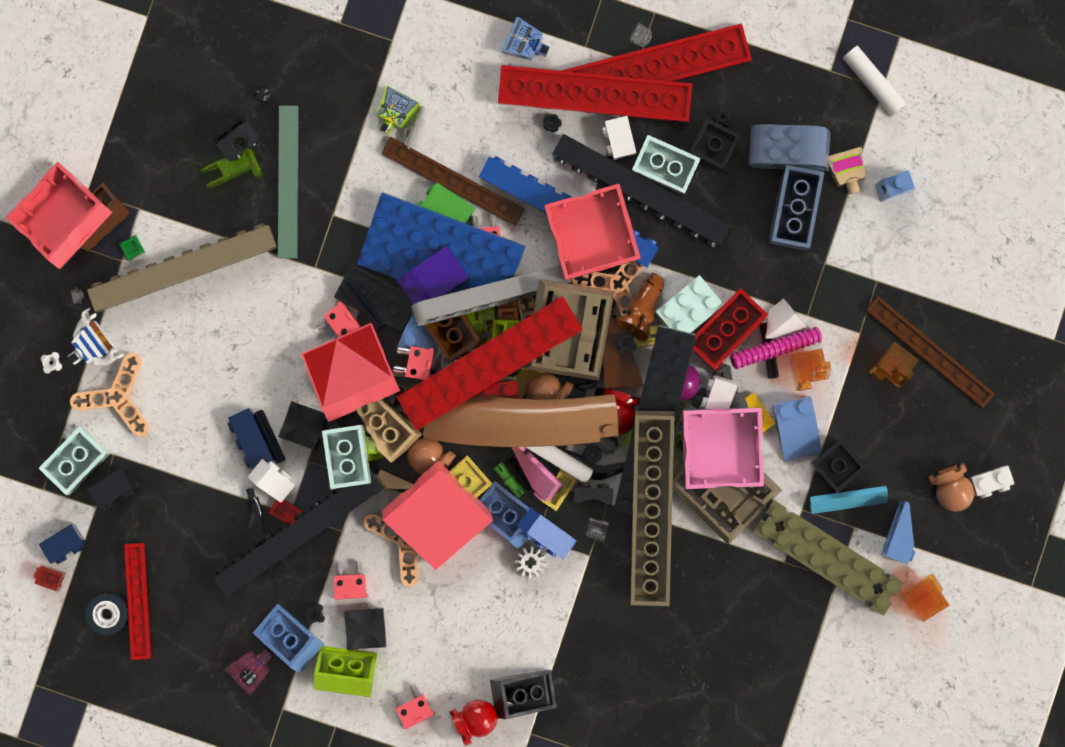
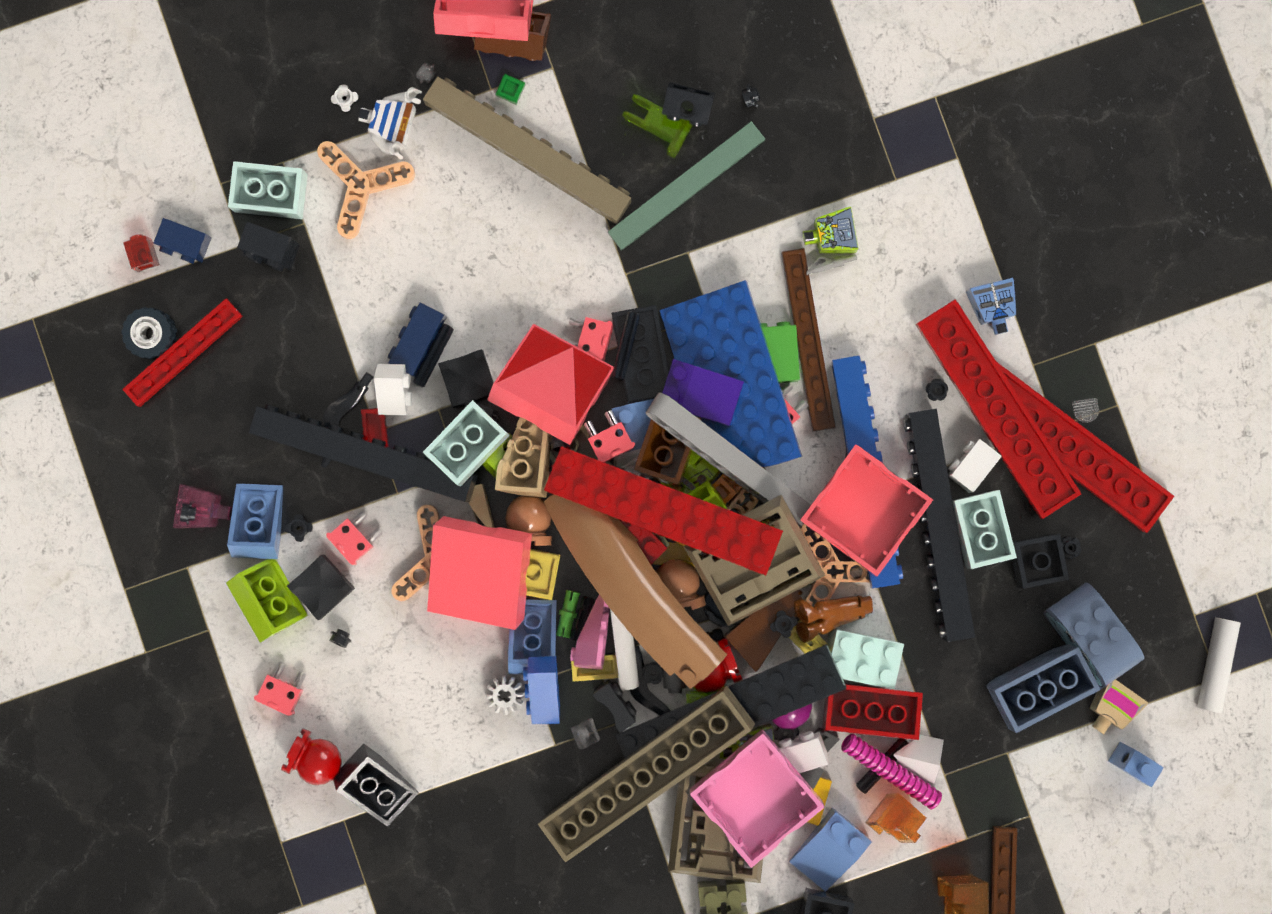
camera: 55 degrees right, 0 degrees up
(409, 642) = (340, 638): none -> black plate

